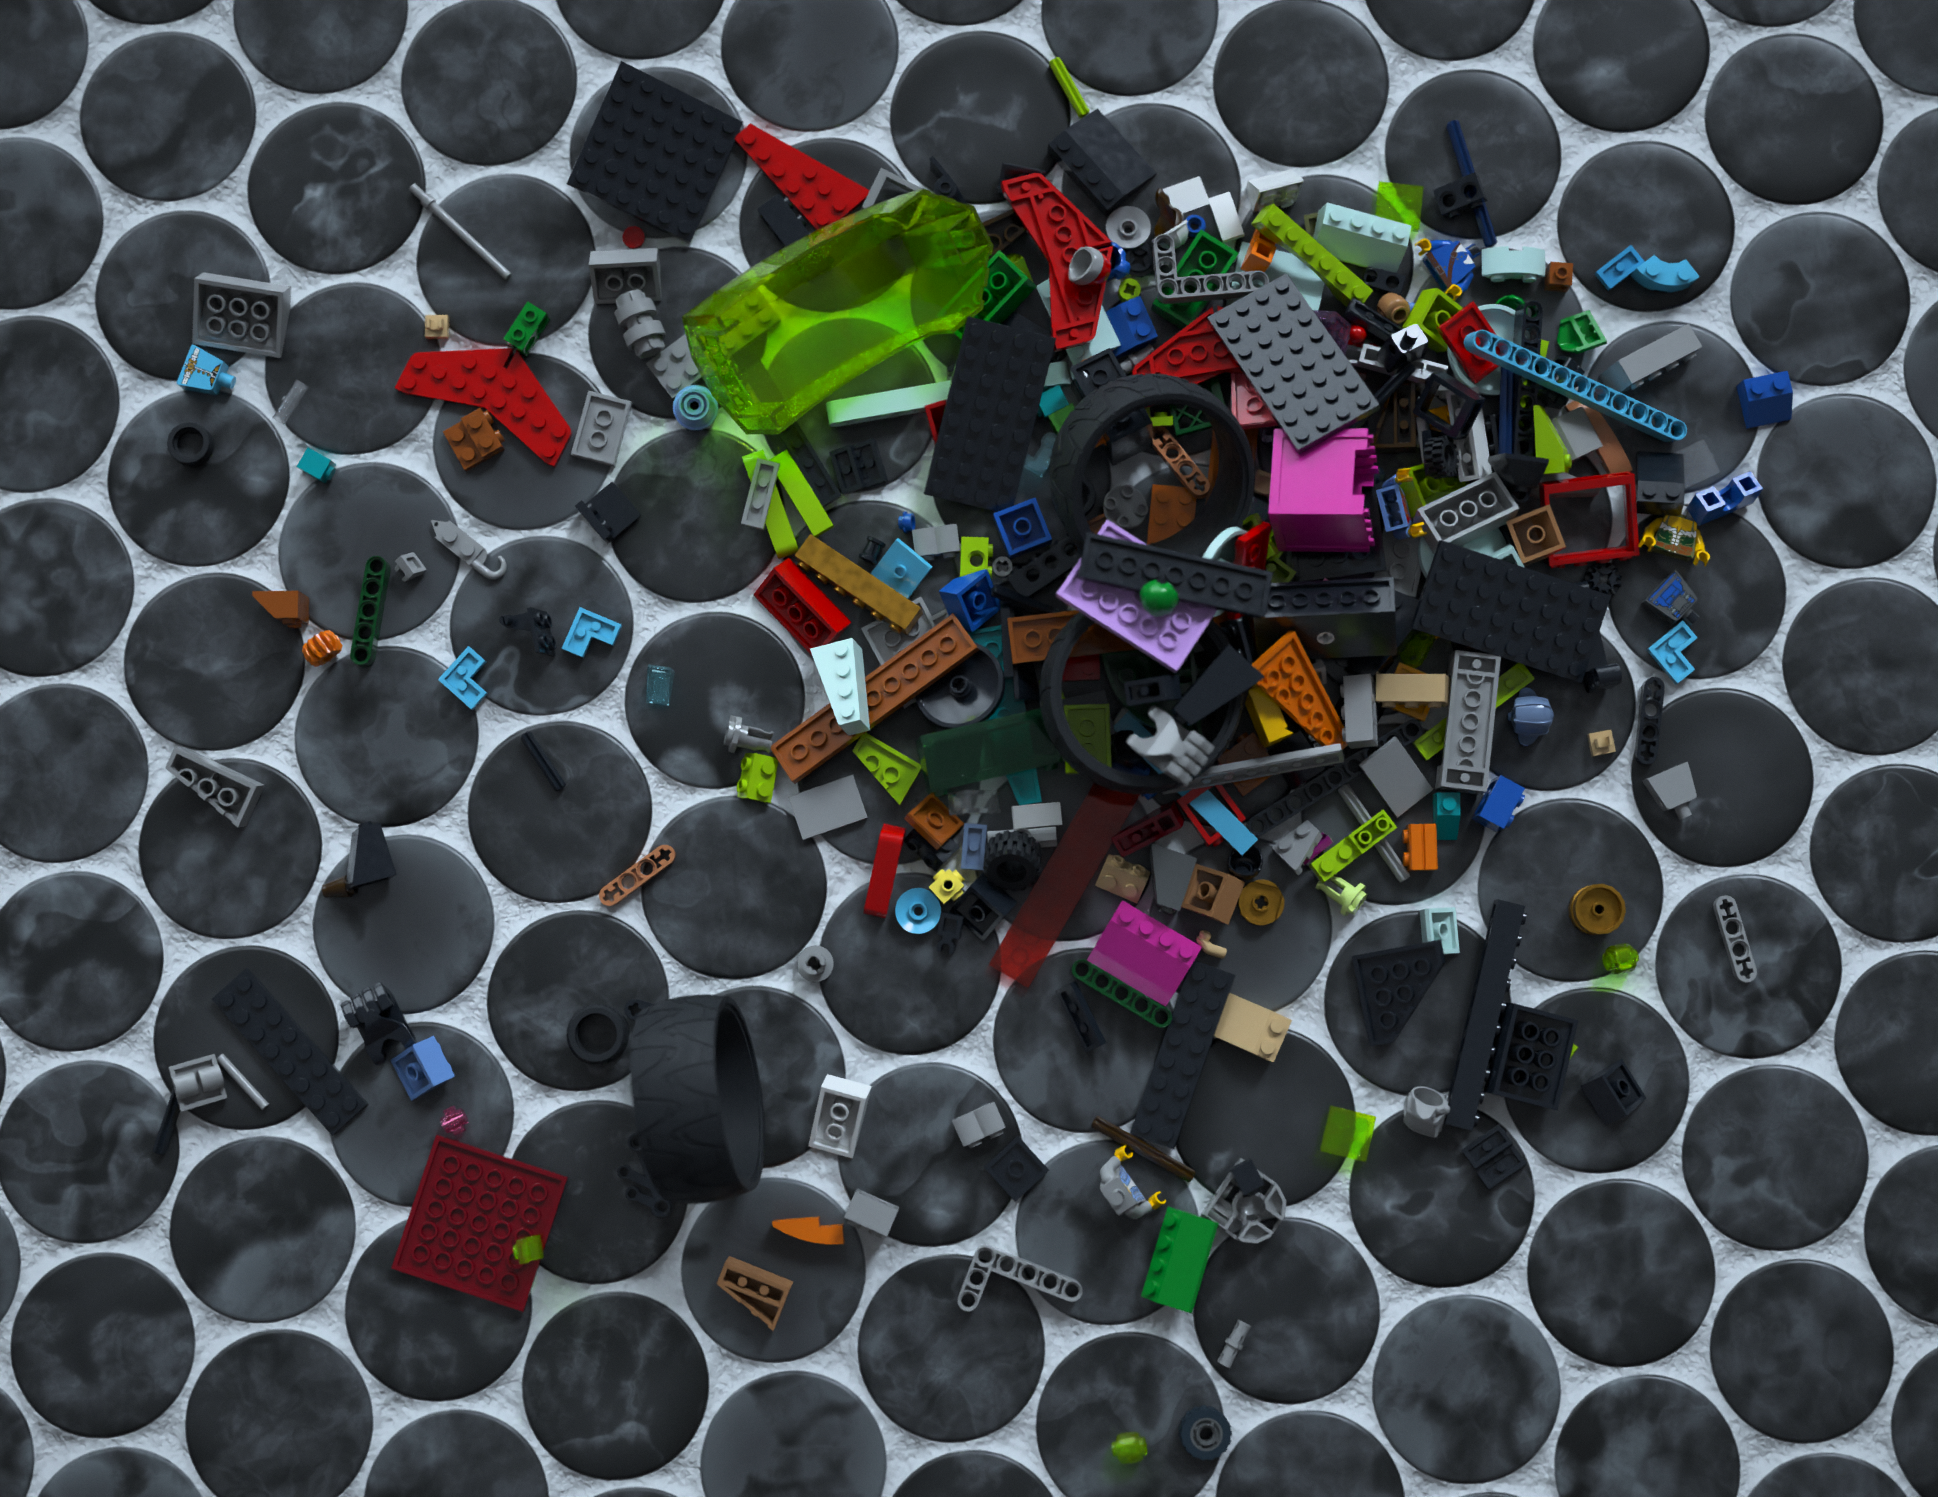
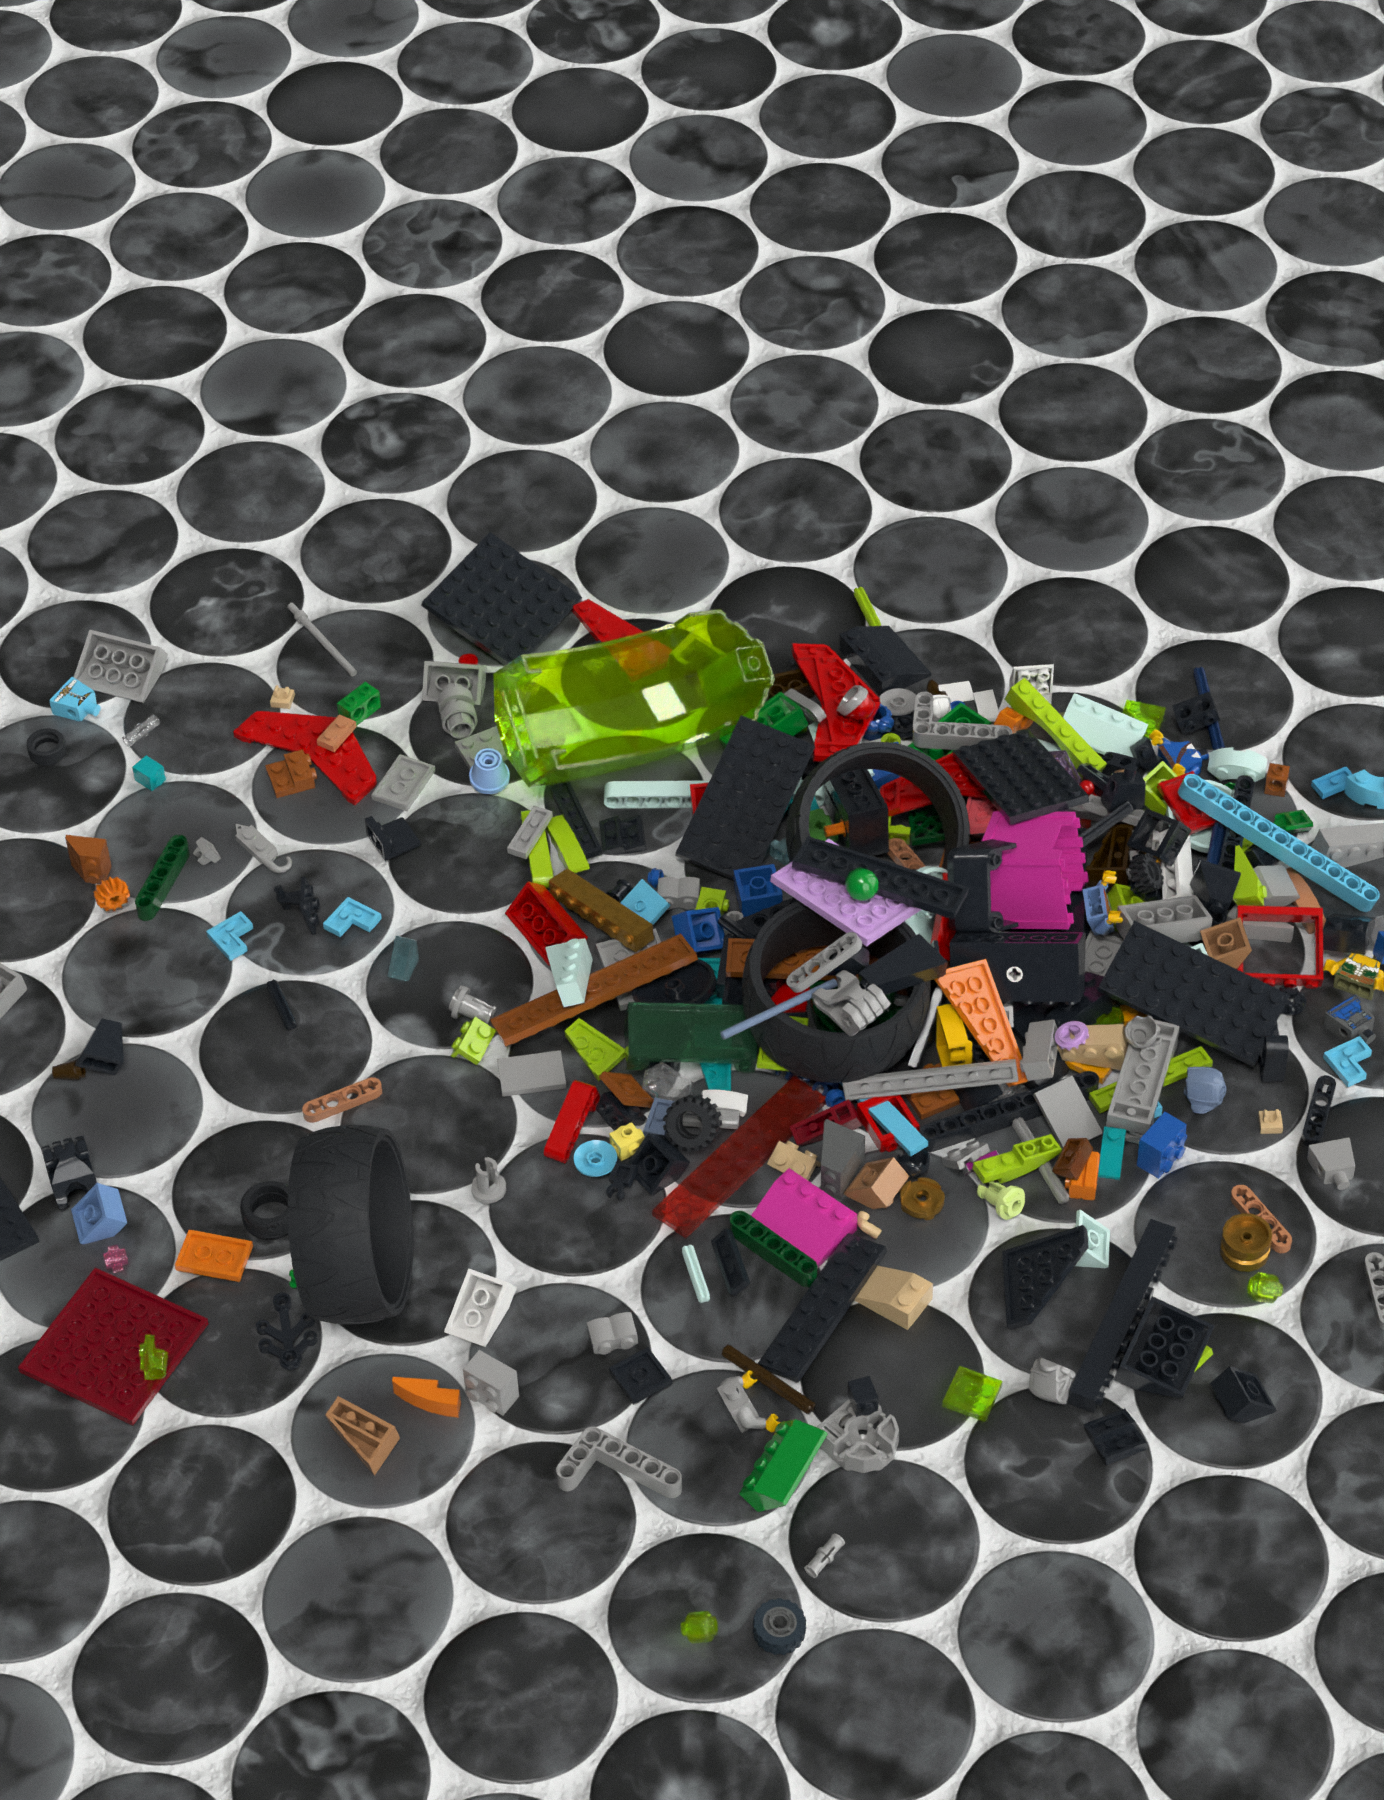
camera: 10 degrees right, 35 degrees down
(512, 377) = (336, 733): none -> nougat plate
(553, 1096) = (214, 1255): none -> orange plate
(1031, 272) = (809, 707): none -> light grey beam
(1047, 1033) = (695, 1273): none -> light aqua axle
(1093, 762) = (775, 1010): none -> sand blue piece
(1136, 708) = (823, 960): none -> light grey beam
(1269, 533) = (971, 868): none -> black windscreen
(1381, 689) = (1062, 1035): none -> lavender gear
(1410, 838) = (1073, 1158): none -> reddish brown slope
(1412, 265) = (1145, 753): none -> black bracket
(1465, 680) = (1141, 1031): none -> light grey hair
(1608, 866) = (1253, 1202): none -> nougat beam

